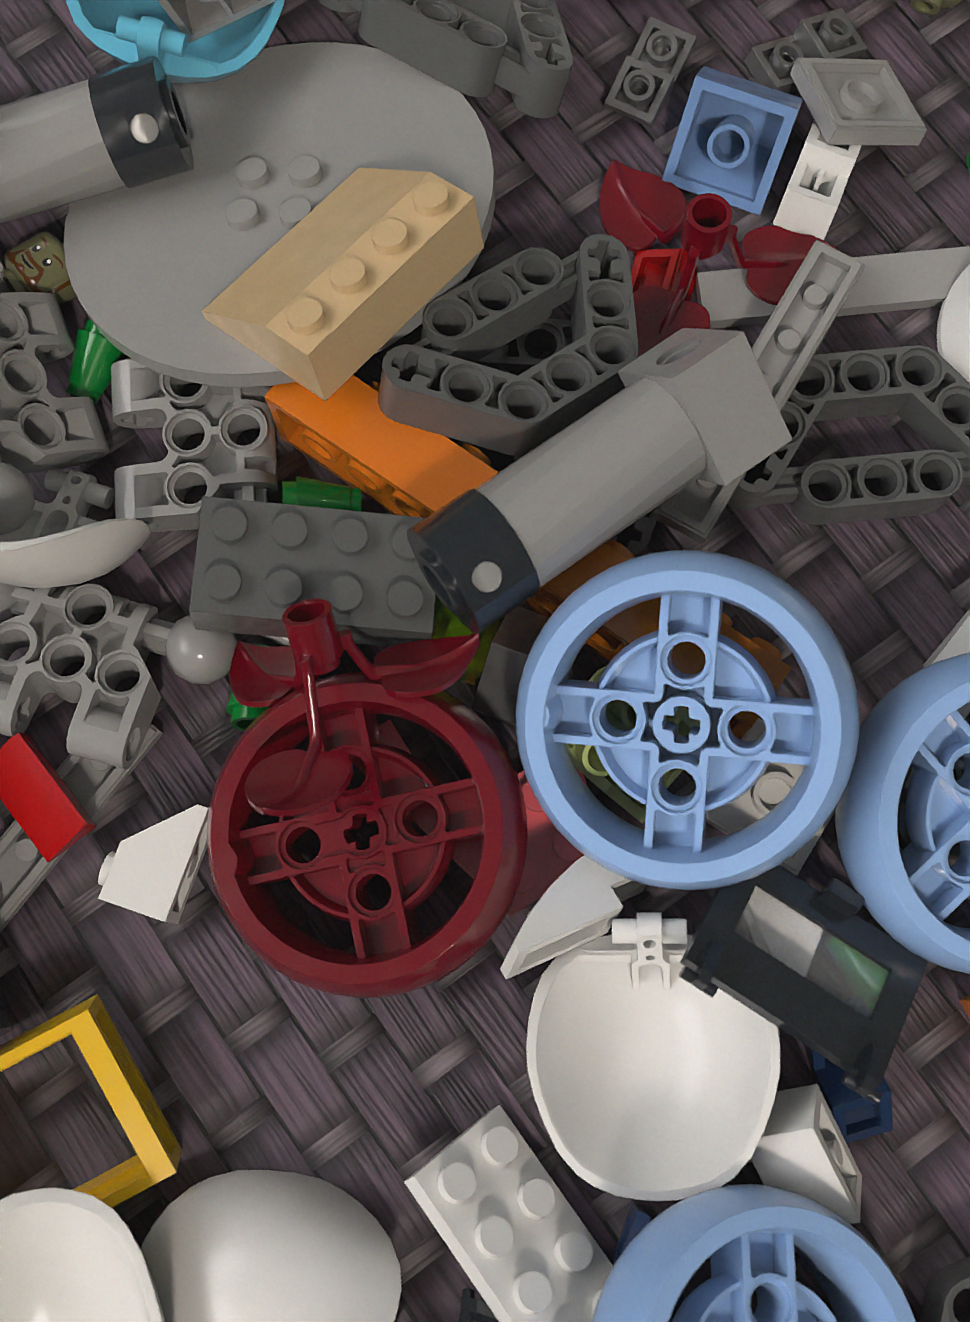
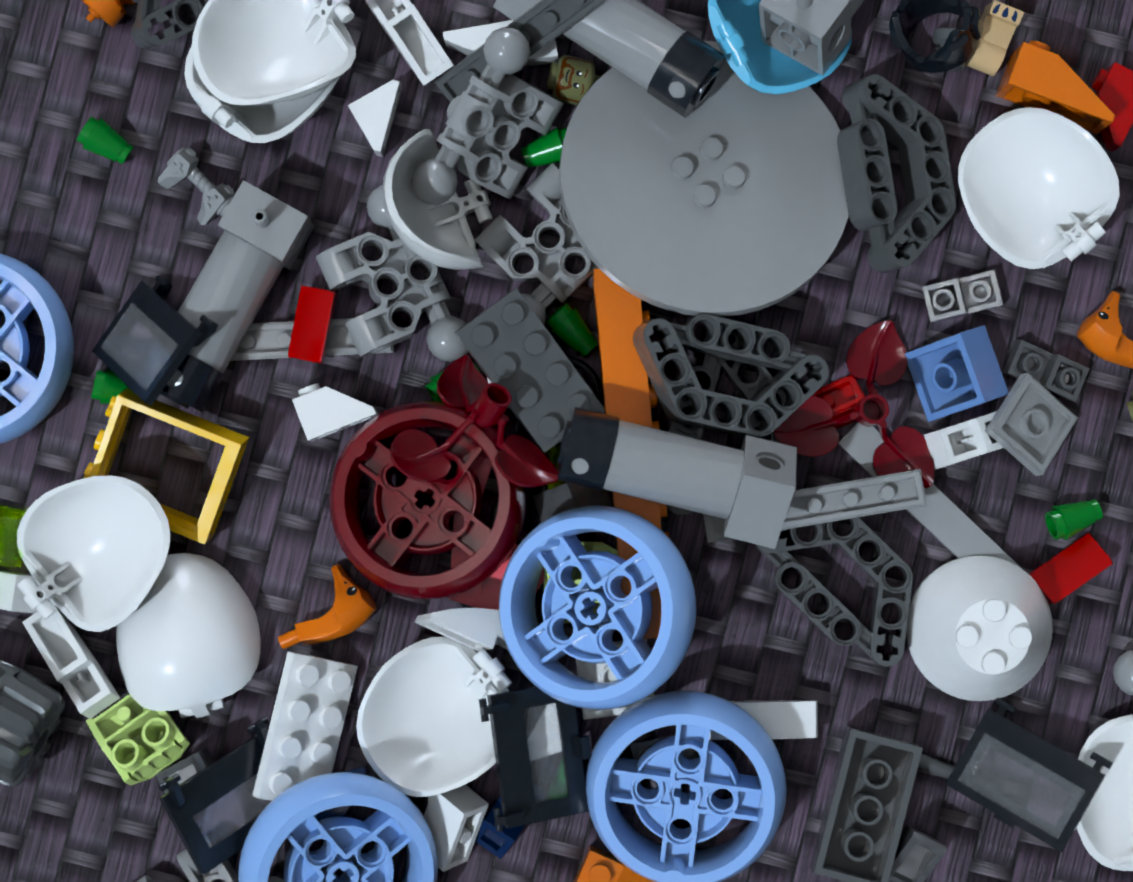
camera: 50 degrees right, 10 degrees up
(350, 274) = (685, 258): tan slope -> none
(422, 1054) = (350, 611): none -> orange animal

